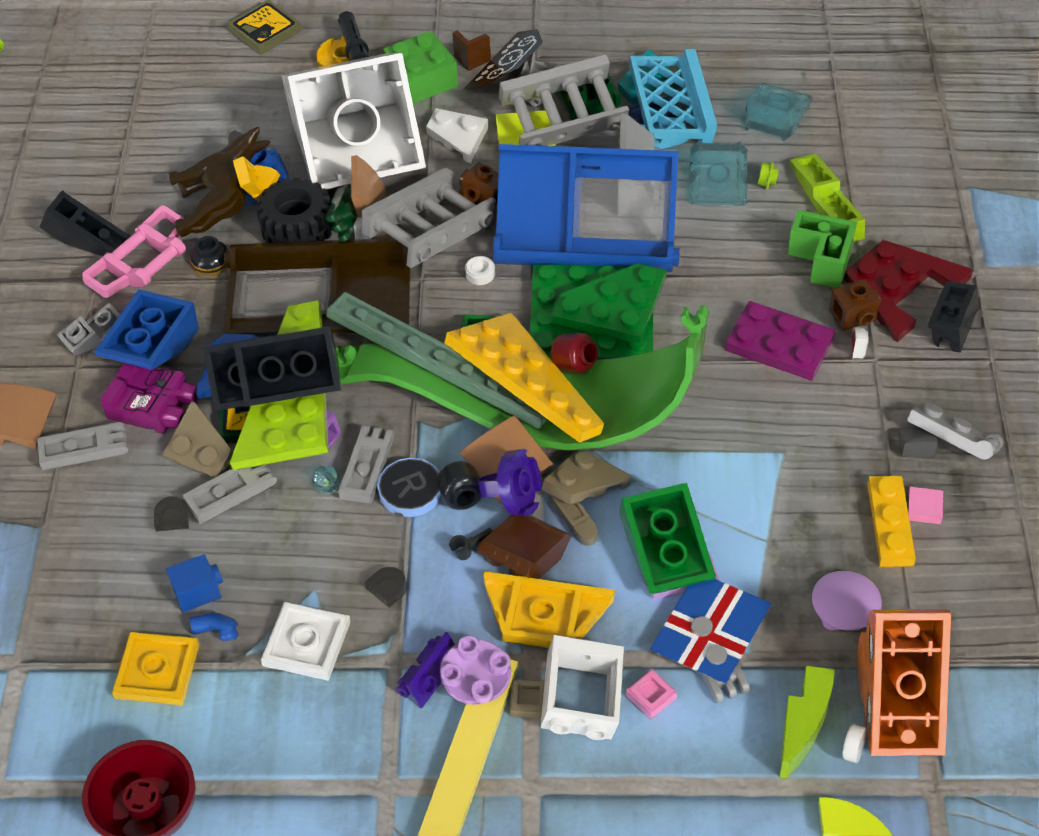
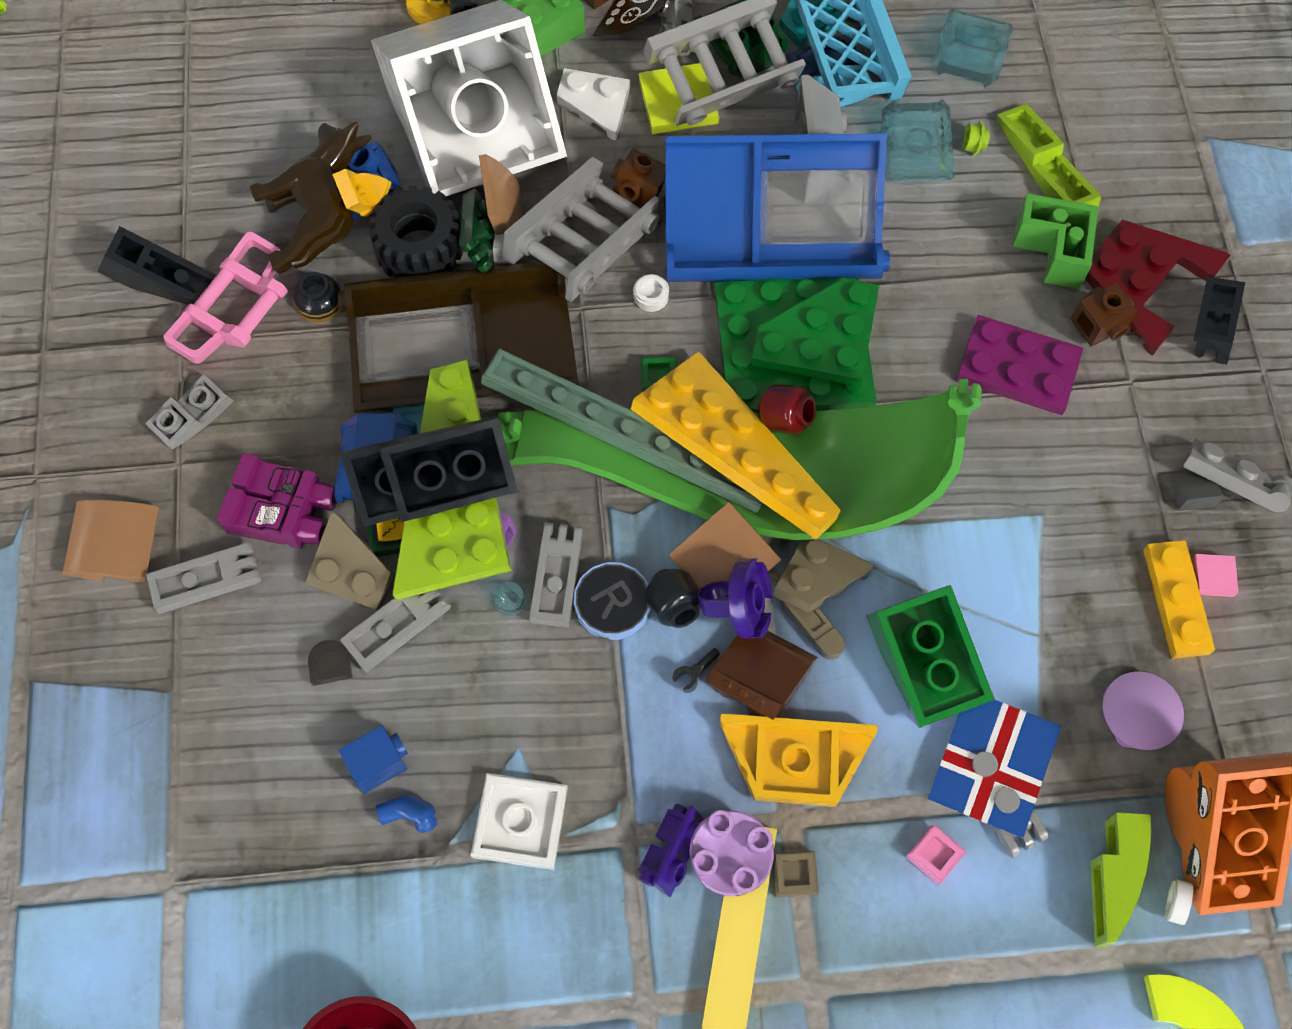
camera: 10 degrees left, 15 degrees up
(150, 330) = (262, 418): blue slope -> none
(156, 668) = (344, 876): yellow tile -> none
(387, 585) = (606, 737): clear smoke tile -> none
(587, 657) = (891, 825): white window -> none
(859, 342) = (1112, 361): white tile -> none

